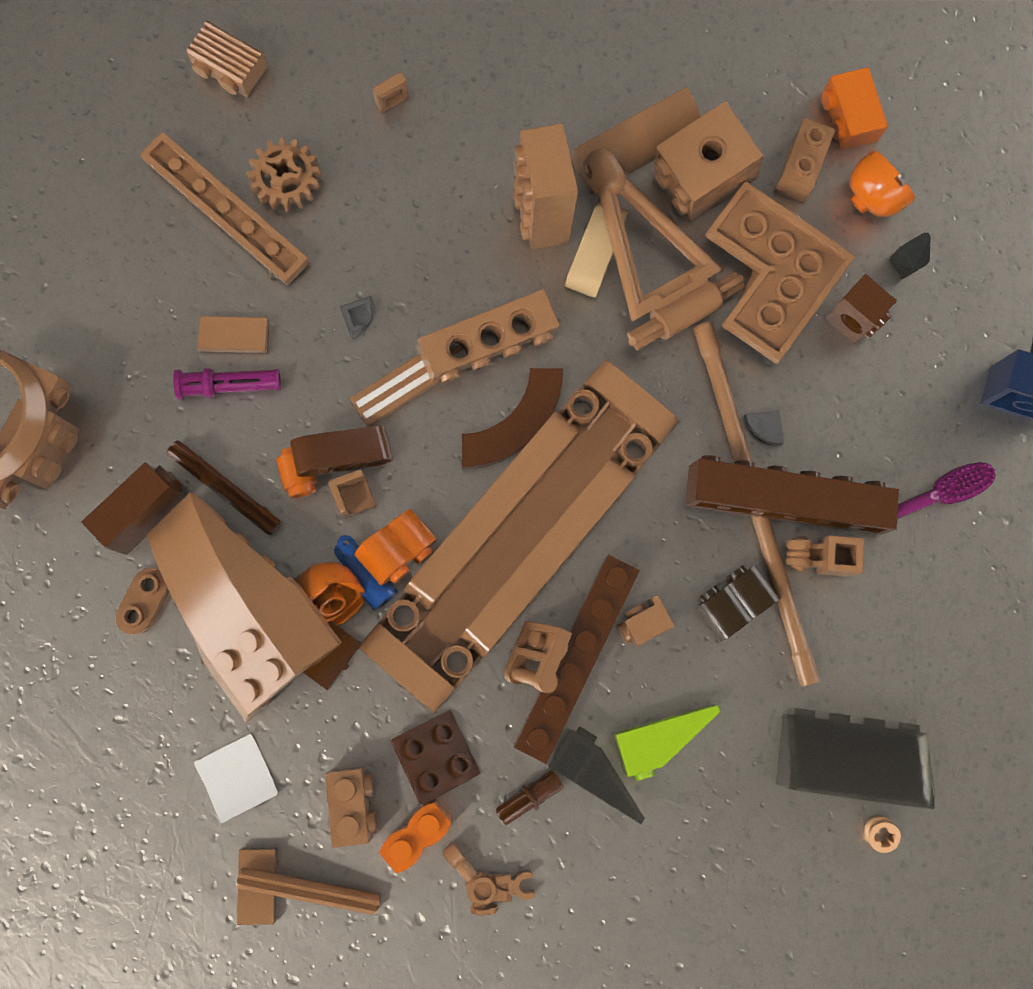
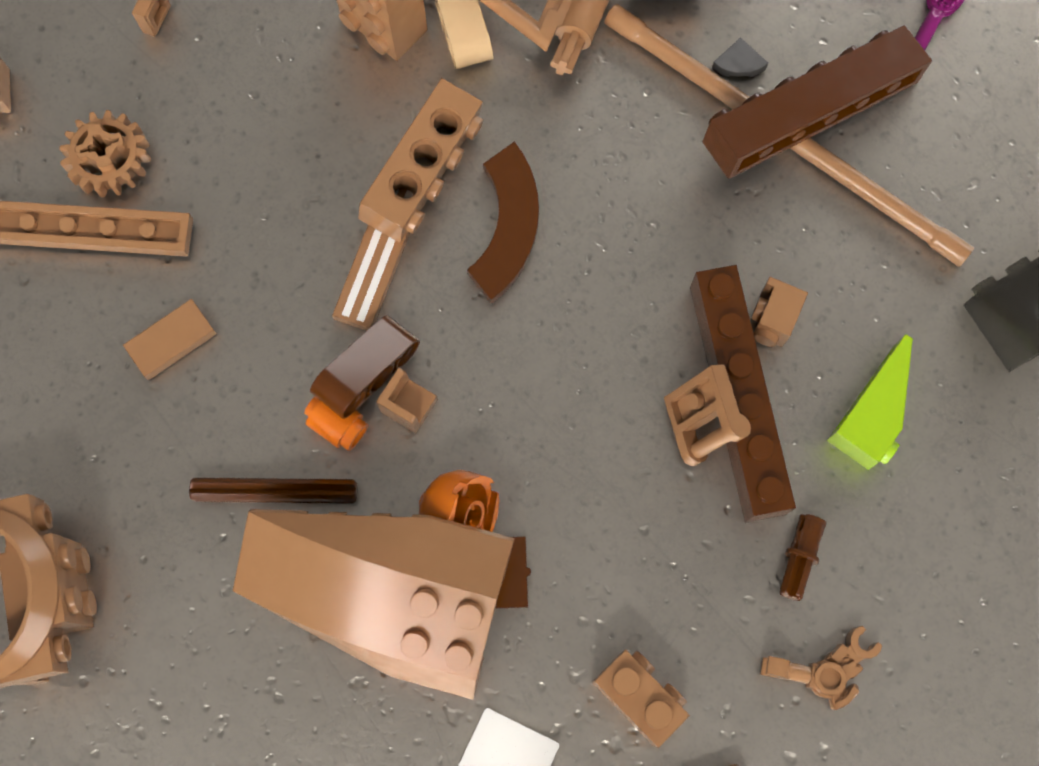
camera: 30 degrees left, 5 degrees down
(134, 508) = (203, 569): reddish brown brick -> none
(143, 602) = (281, 659): medium nougat plate -> none
(208, 382) = (177, 401): magenta pin -> none
(358, 316) = (279, 235): flat silver tile -> none
(375, 594) = (502, 468): blue piece -> none
(396, 547) = (490, 416): orange brick -> none
(407, 842) = (728, 661): orange brick -> none
(435, 757) = (683, 588): reddish brown hinge -> none
(518, 534) = (596, 325): medium nougat panel -> none
(590, 768) = (838, 484): clear smoke slope -> none
(737, 602) = (843, 233): dark brown brick -> none
(830, 556) = (892, 129): medium nougat brick -> none

